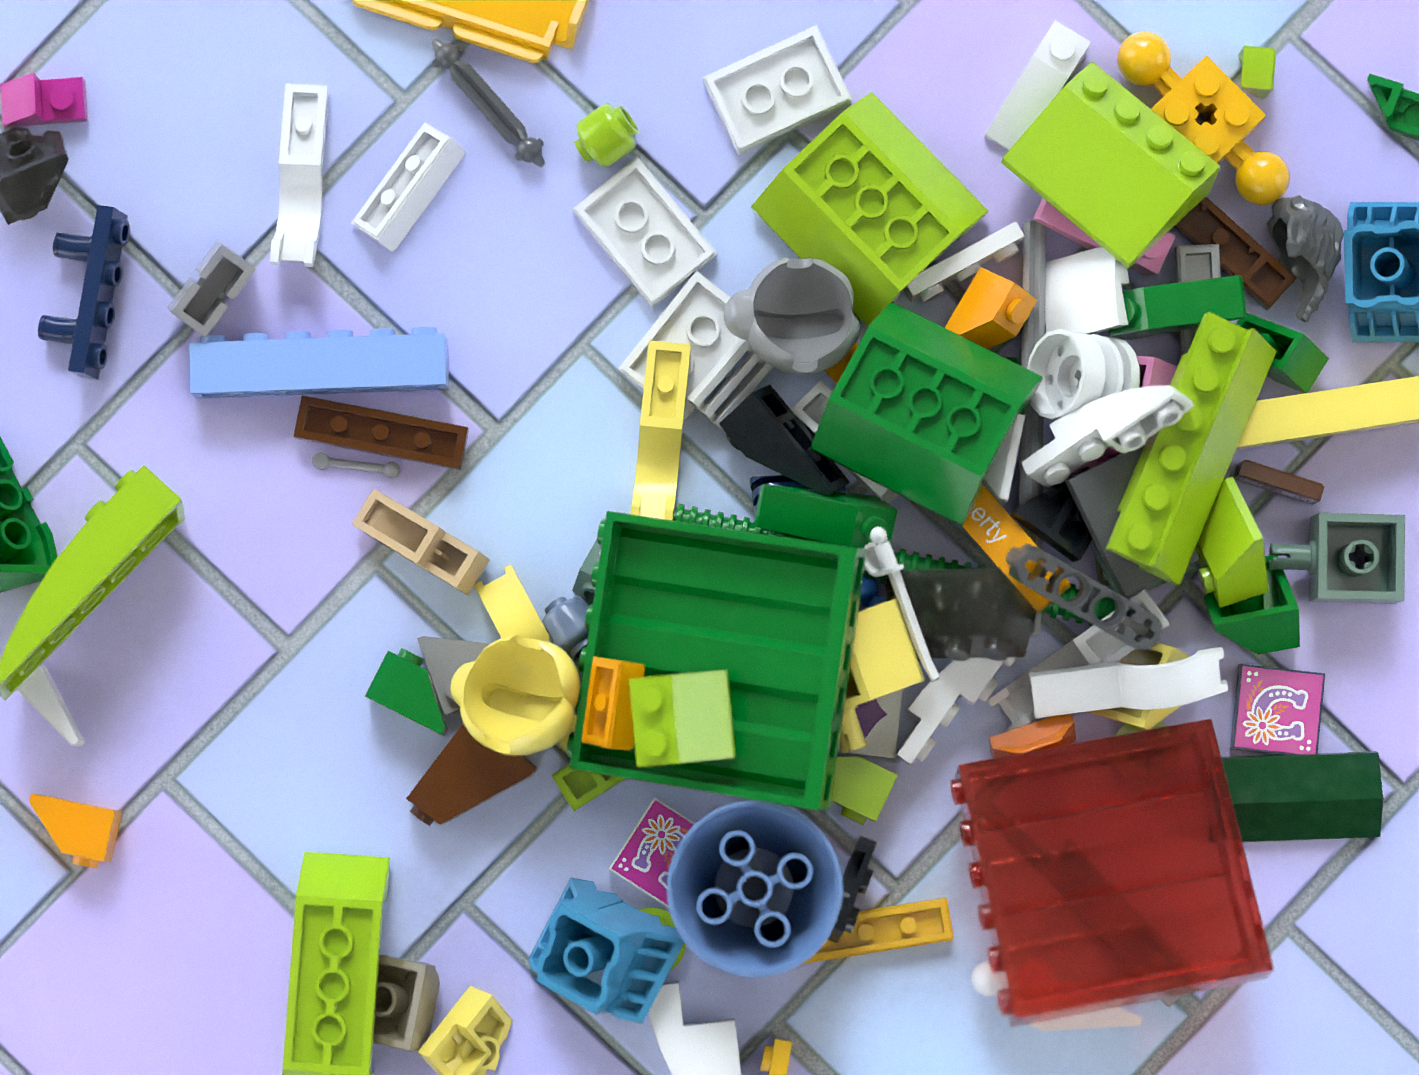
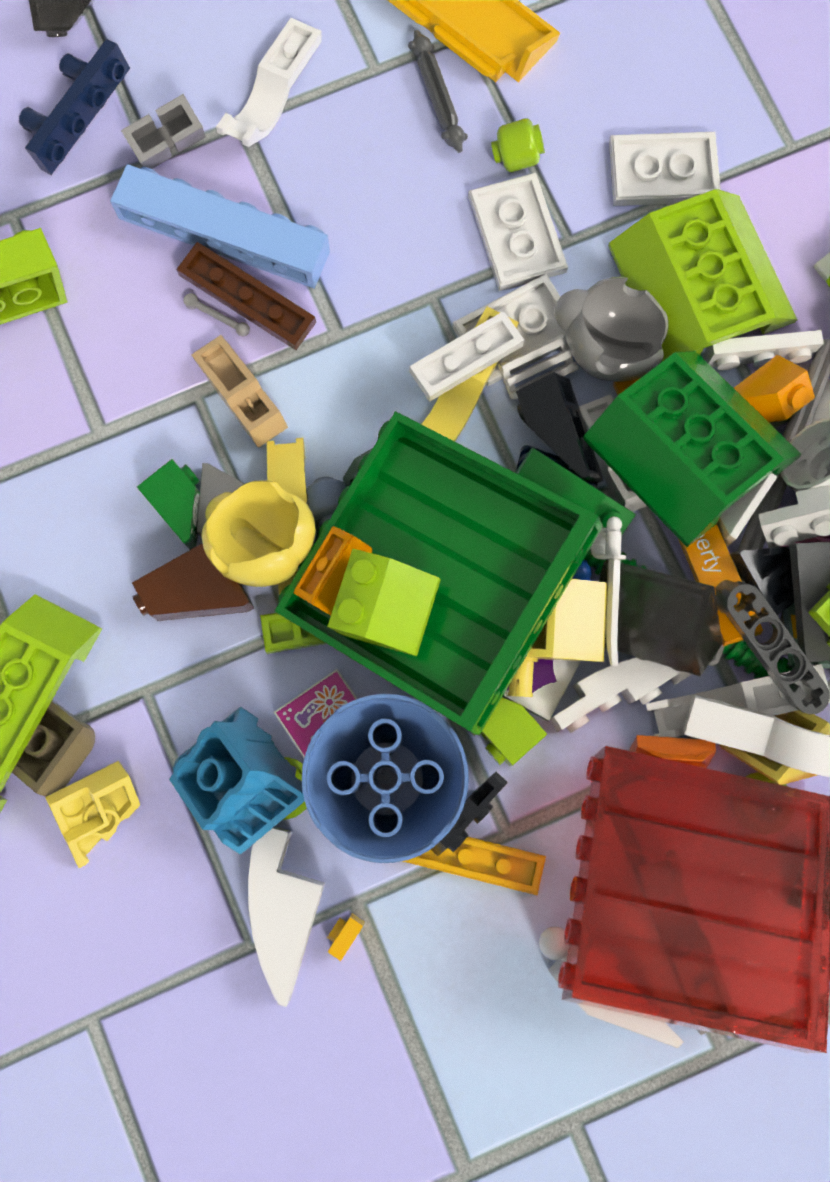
camera: 20 degrees right, 5 degrees down
(409, 187) = (351, 129): white slope -> none
(652, 411) = (466, 356): none -> white plate

